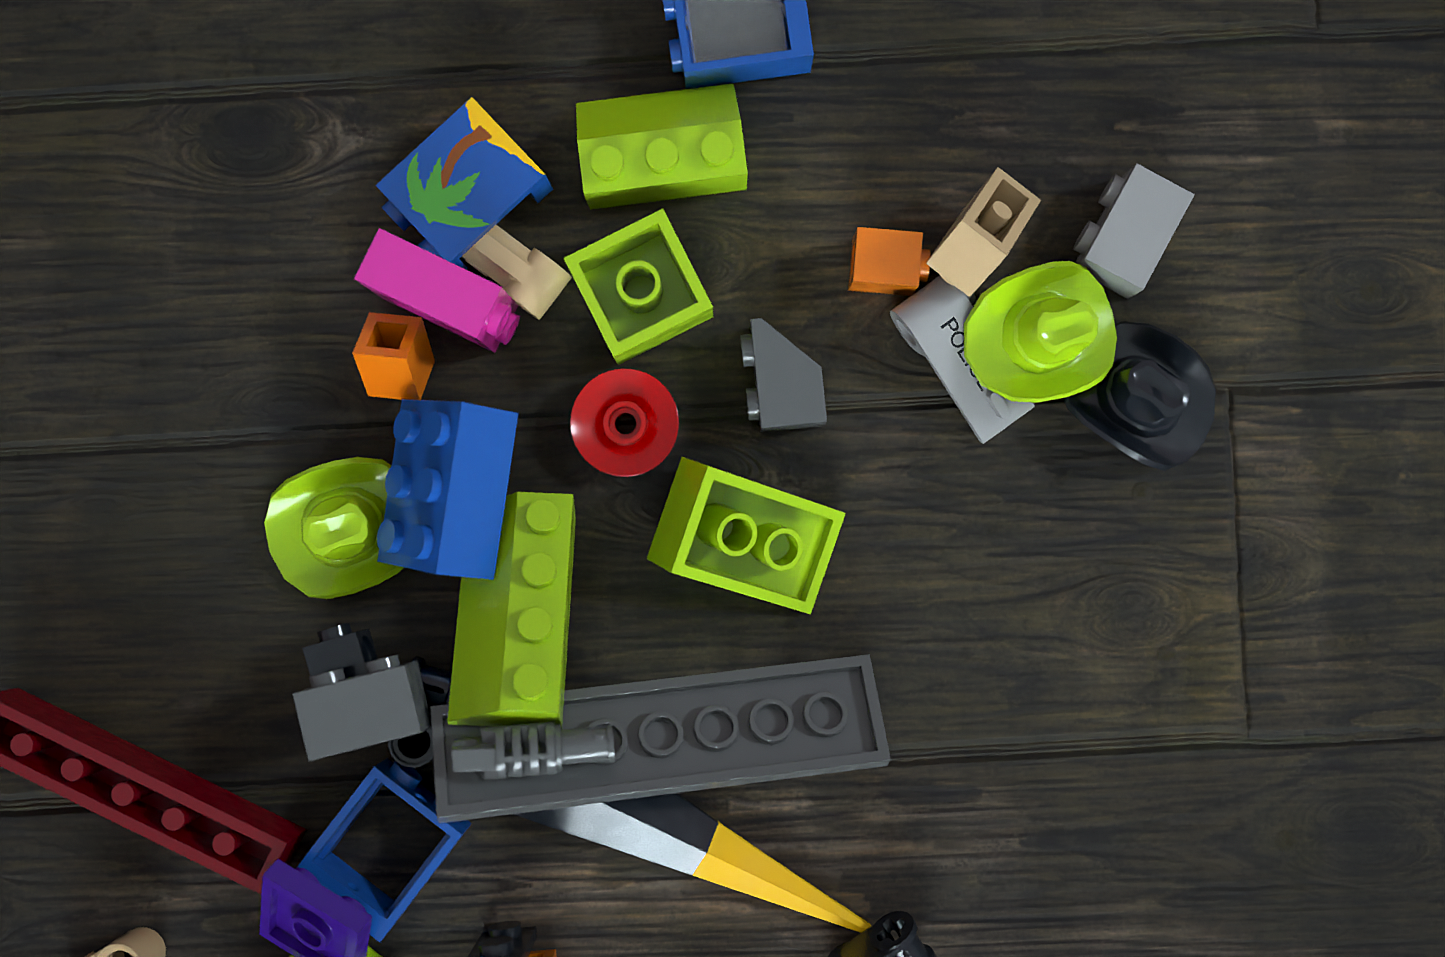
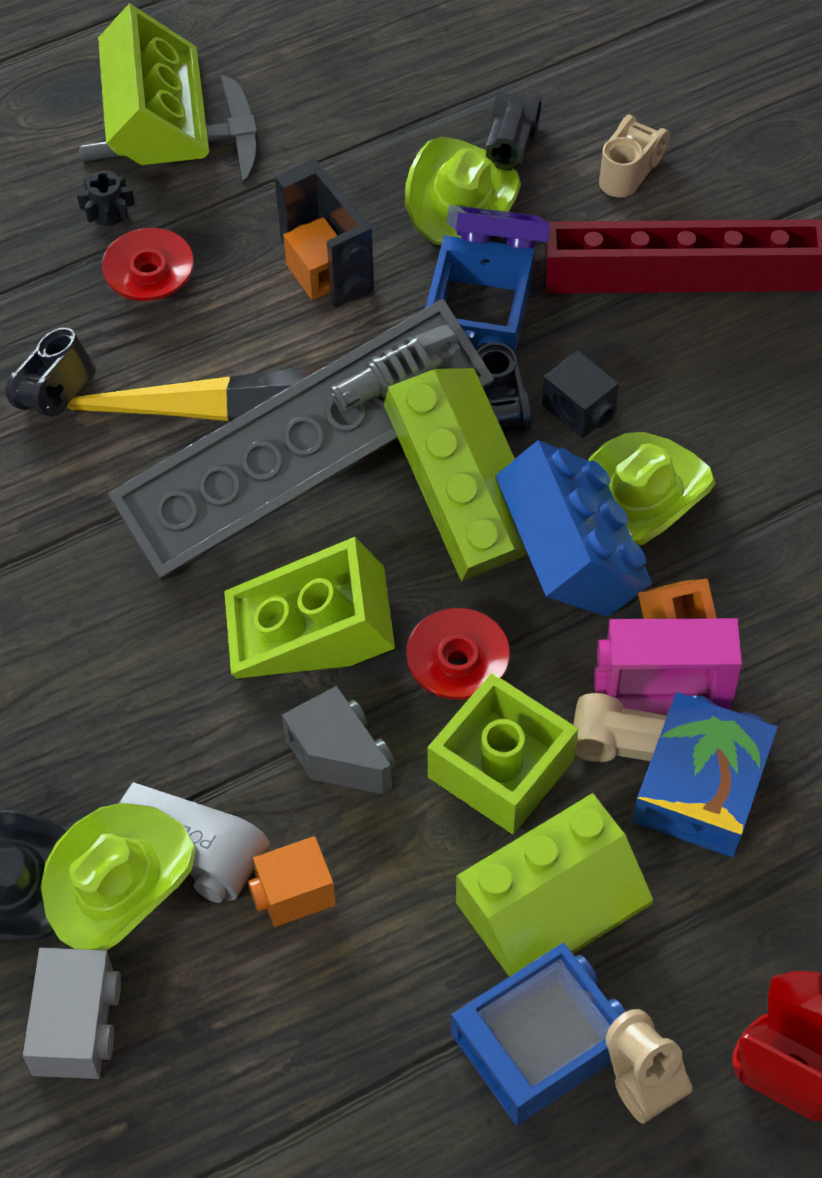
camera: 155 degrees right, 30 degrees down
(362, 709) = (543, 353): dark grey brick -> none
(983, 232) = (212, 927): tan brick -> none

